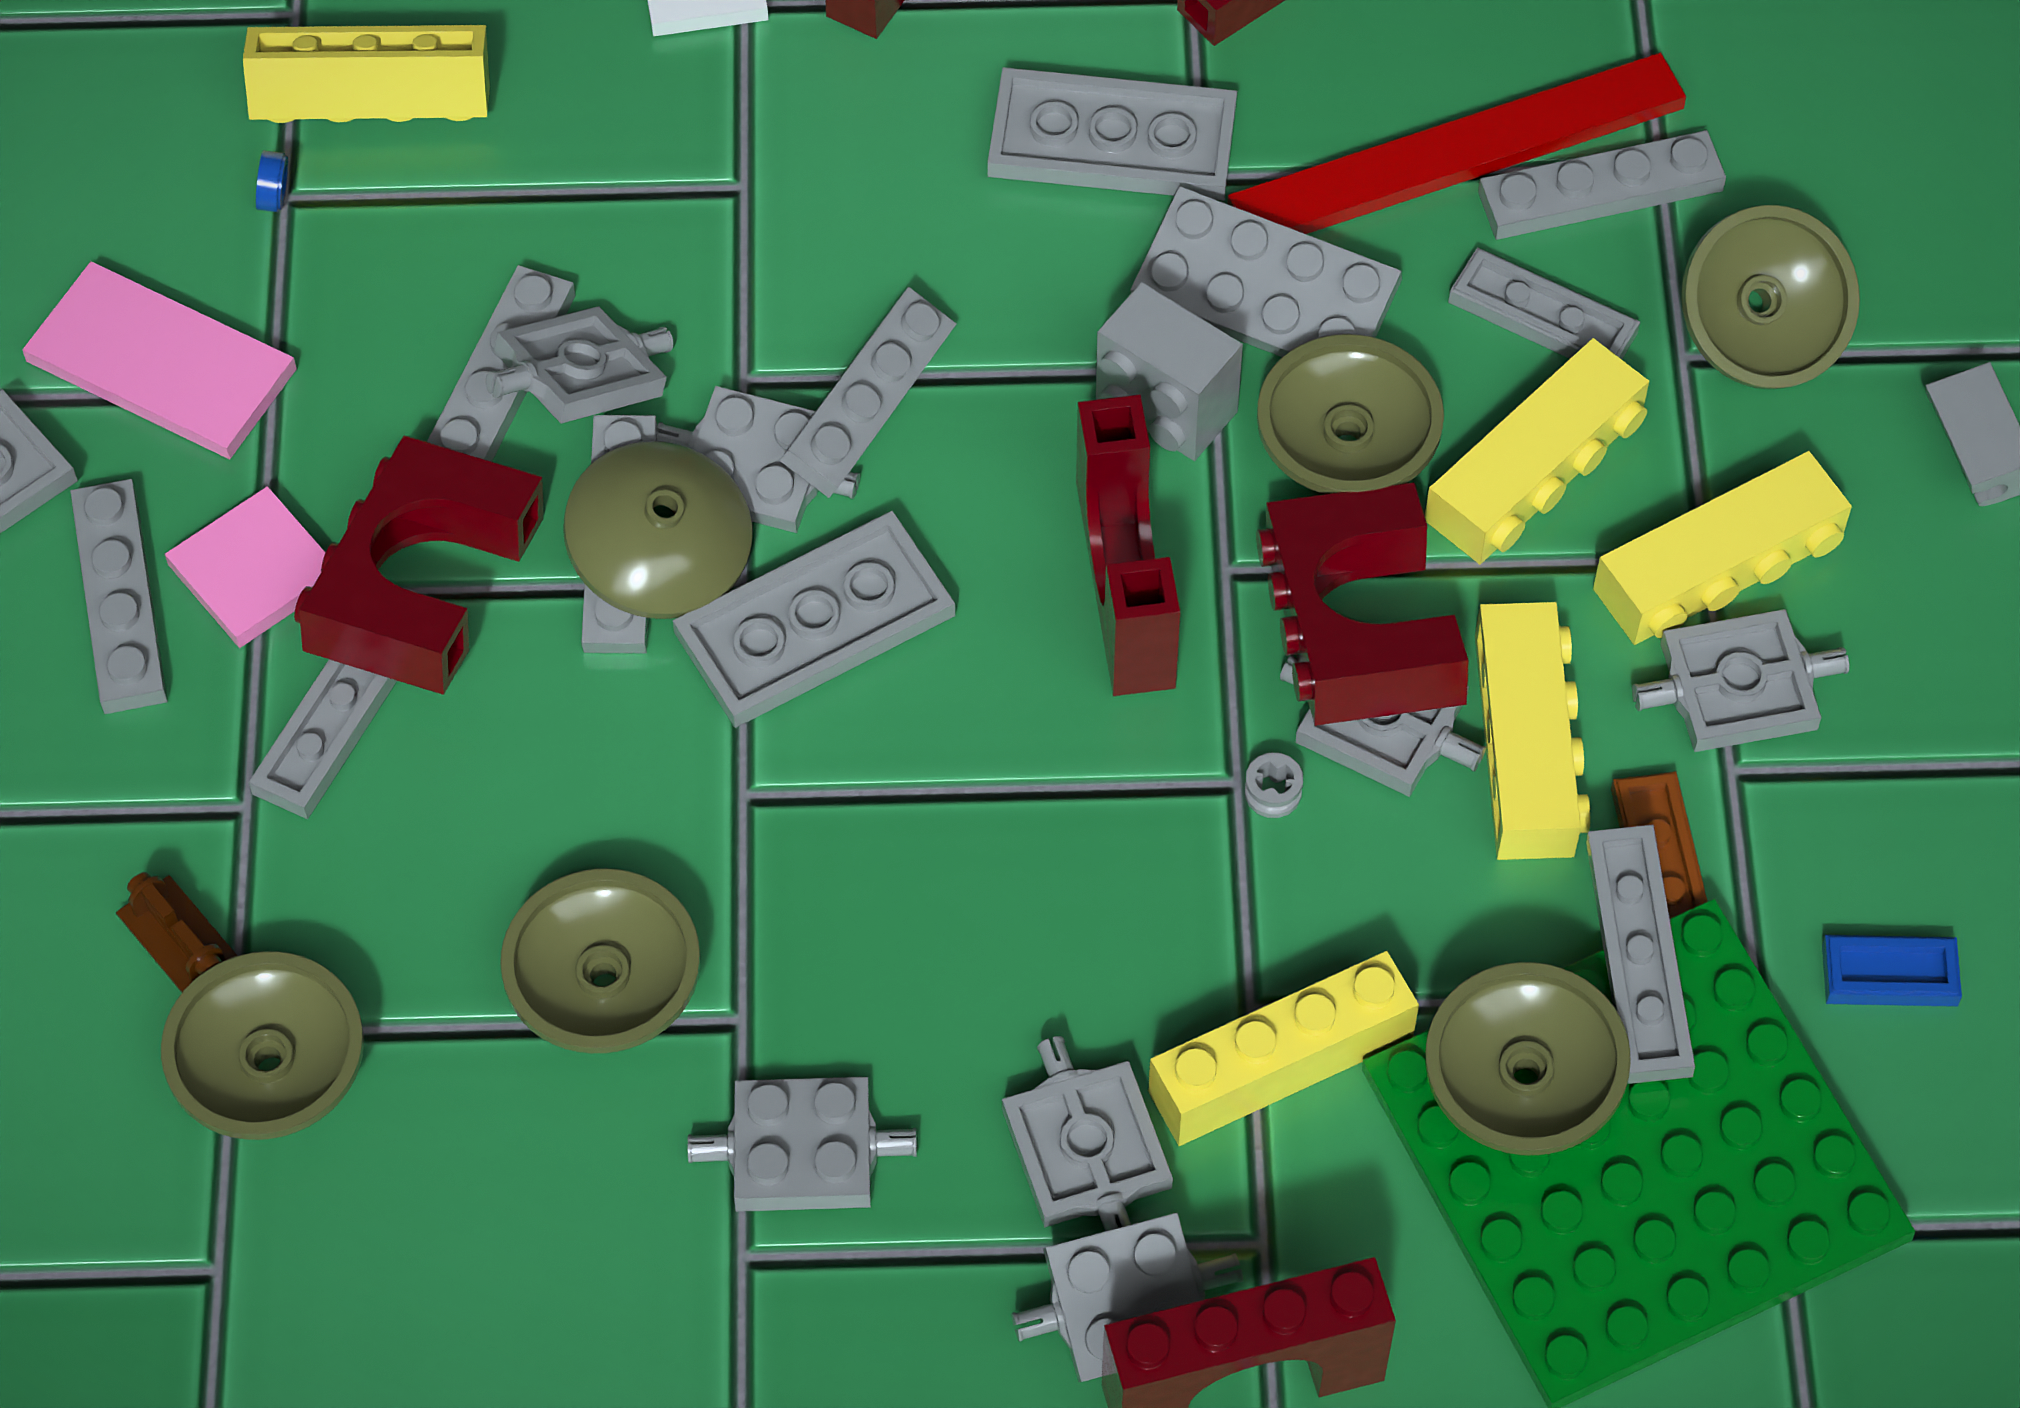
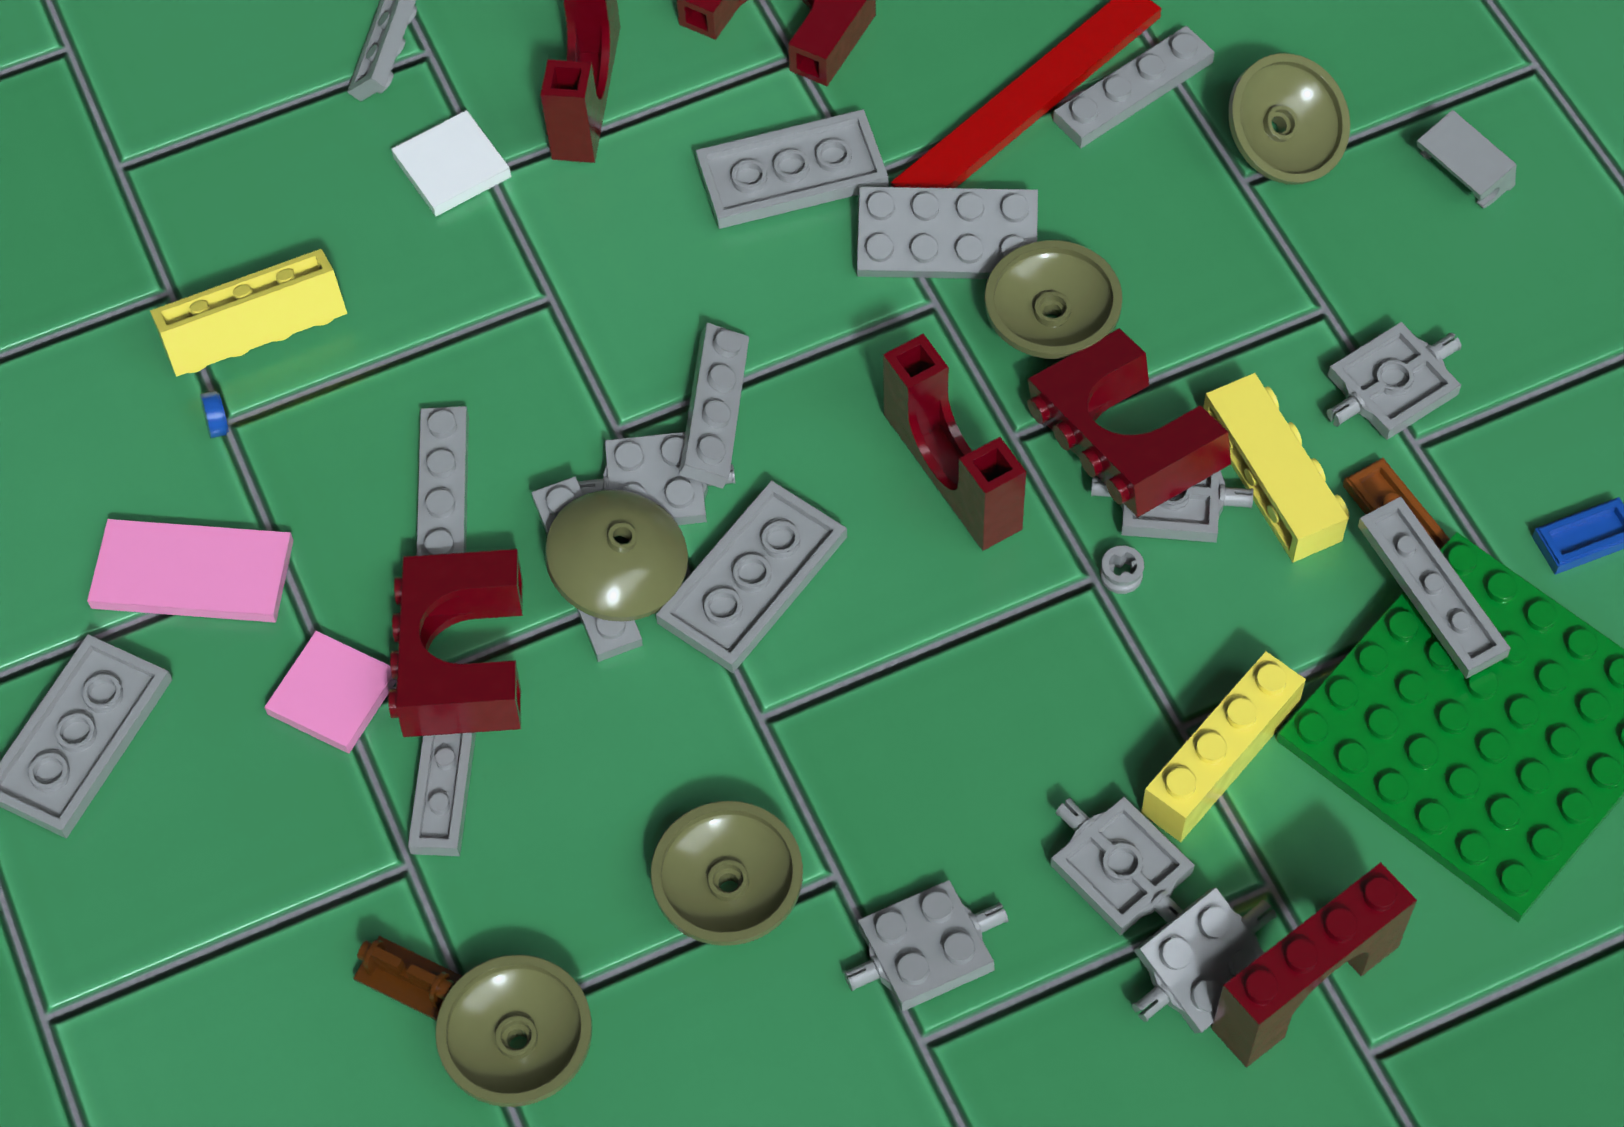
camera: 20 degrees left, 0 degrees up
(118, 596) = (243, 750): light grey plate -> none
(580, 364) = (503, 460): light grey plate -> none
(1178, 366) = (915, 301): light grey brick -> none
(1535, 1022) = (1404, 660): olive dish -> none
(1537, 452) = (1185, 278): light yellow brick -> none
(1538, 307) = (1139, 184): light grey tile -> none
(1722, 548) = (1339, 297): light yellow brick -> none

